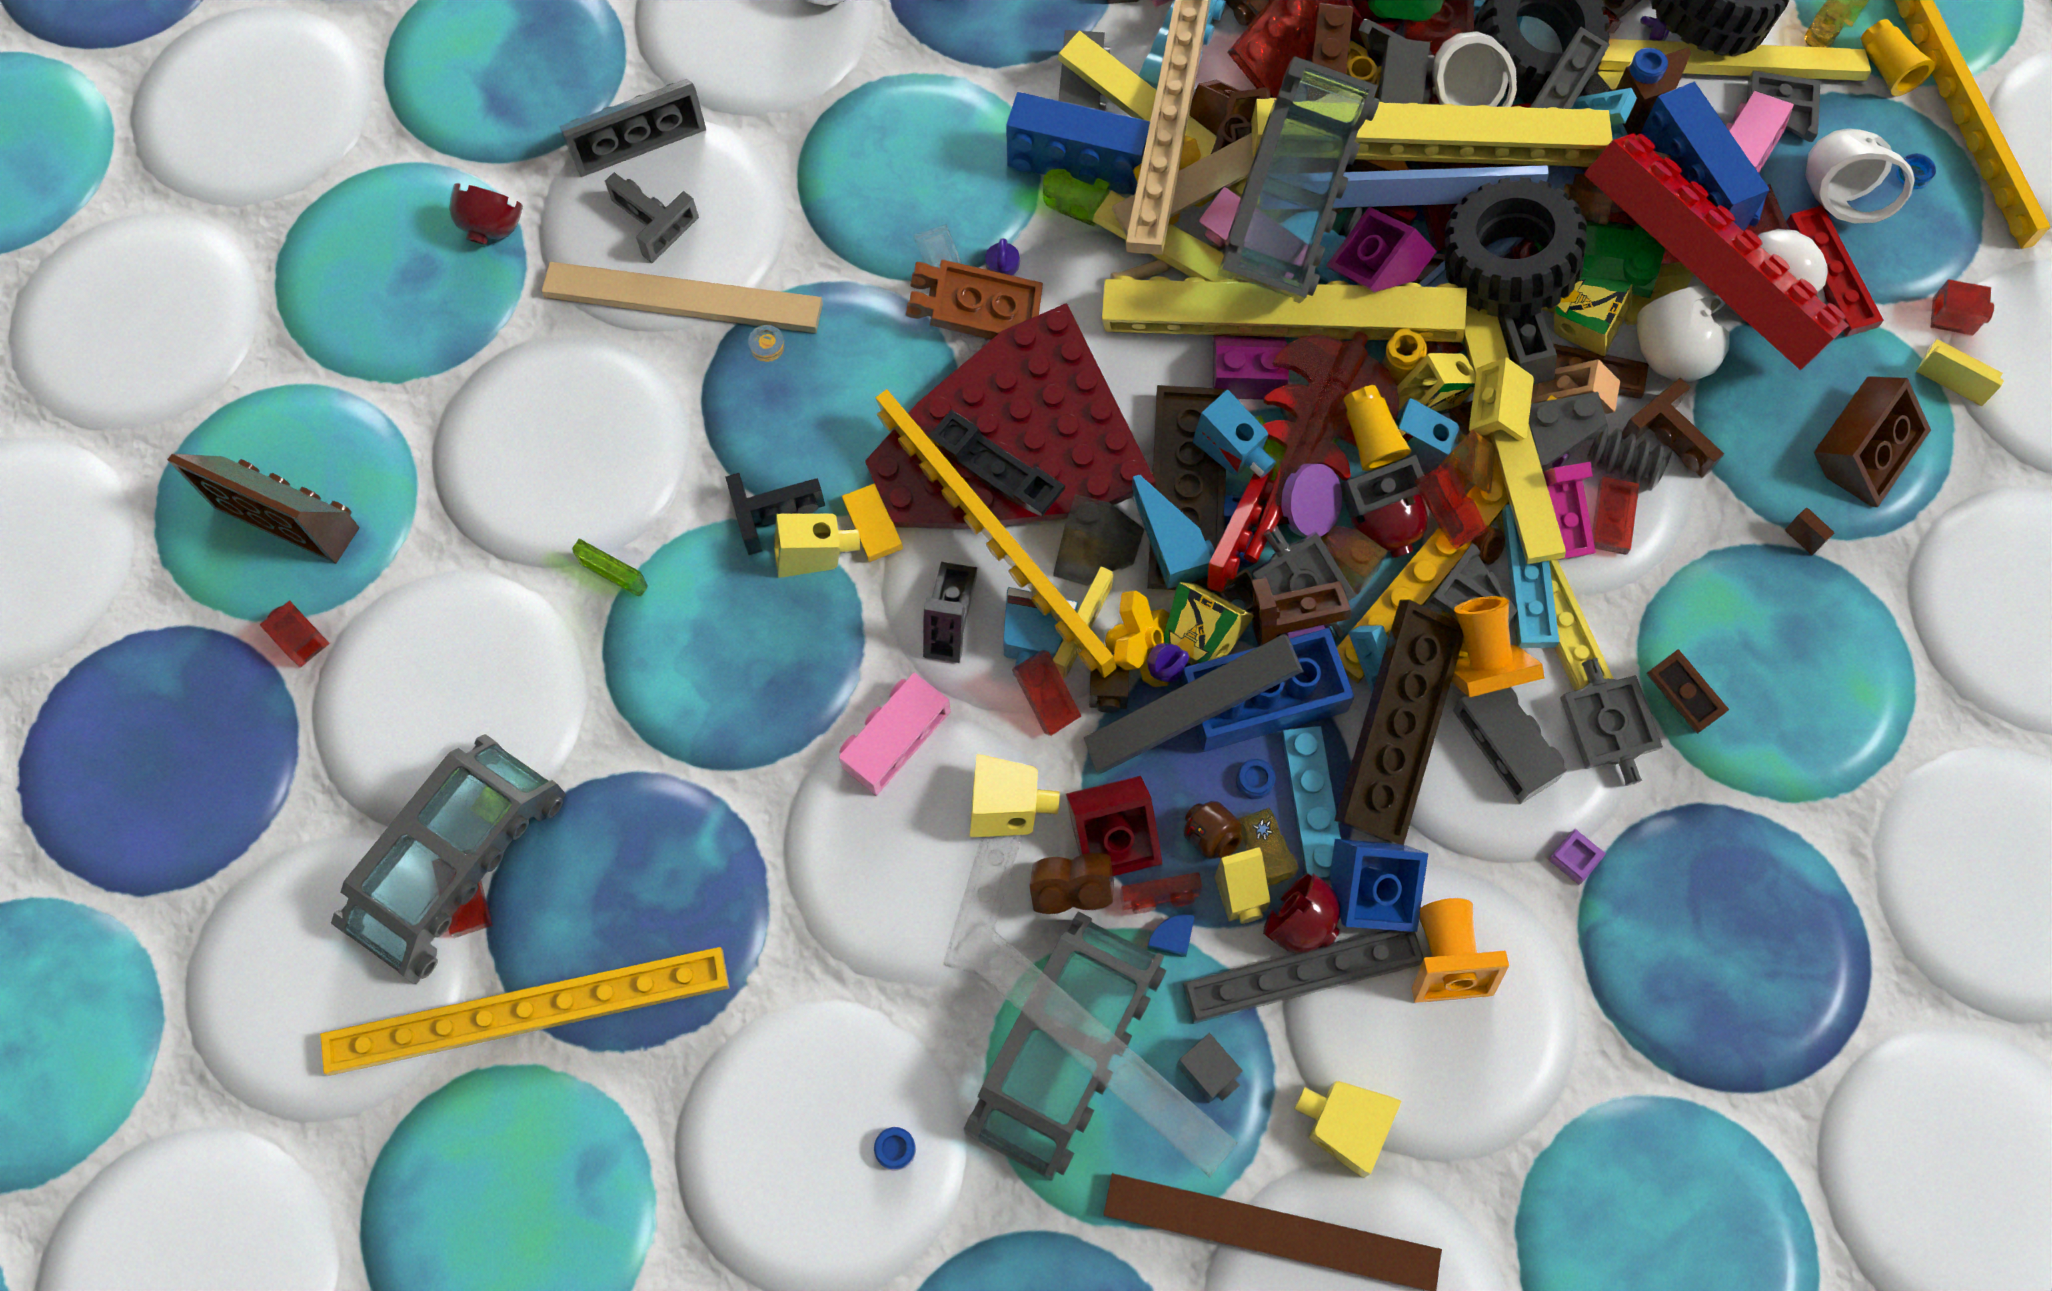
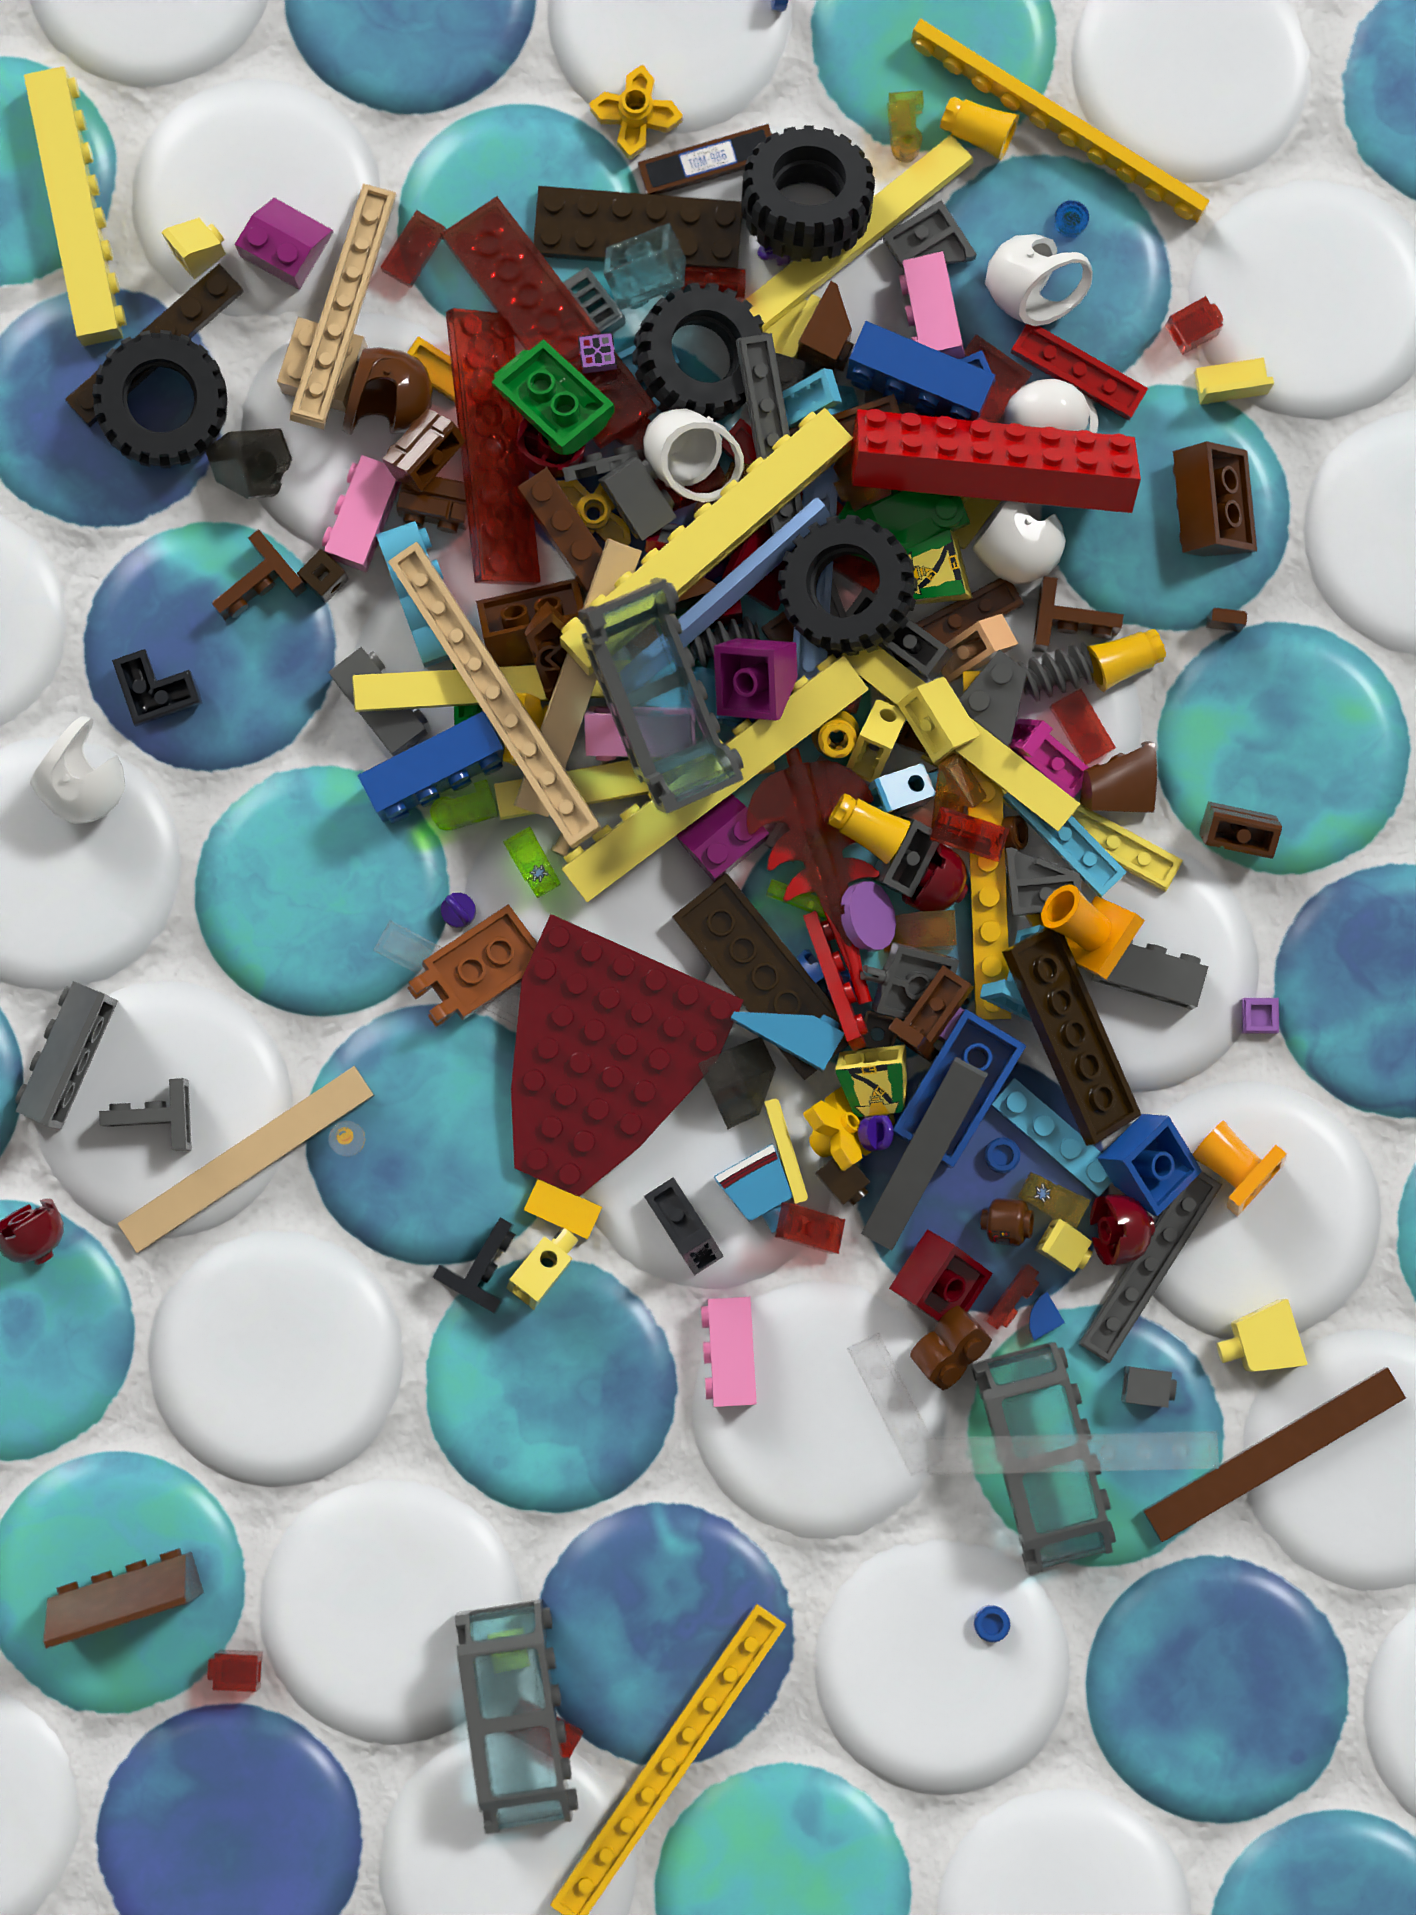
camera: 45 degrees left, 15 degrees up
(609, 567) = (412, 1417): clear neon green tile -> none
(994, 466) = (623, 1094): black slope -> none
(1000, 543) = (683, 1152): yellow plate -> none
(1007, 798) = (852, 1328): light yellow torso -> none
(1089, 266) = (532, 862): none -> clear neon green leg
(1233, 436) = (760, 922): dark azure torso -> none
(1611, 722) = (1206, 896): dark grey plate -> none
(1613, 579) = (1123, 782): none -> reddish brown slope
(1648, 65) = (816, 328): blue tile -> none
(1696, 490) = (1125, 657): none -> yellow plant

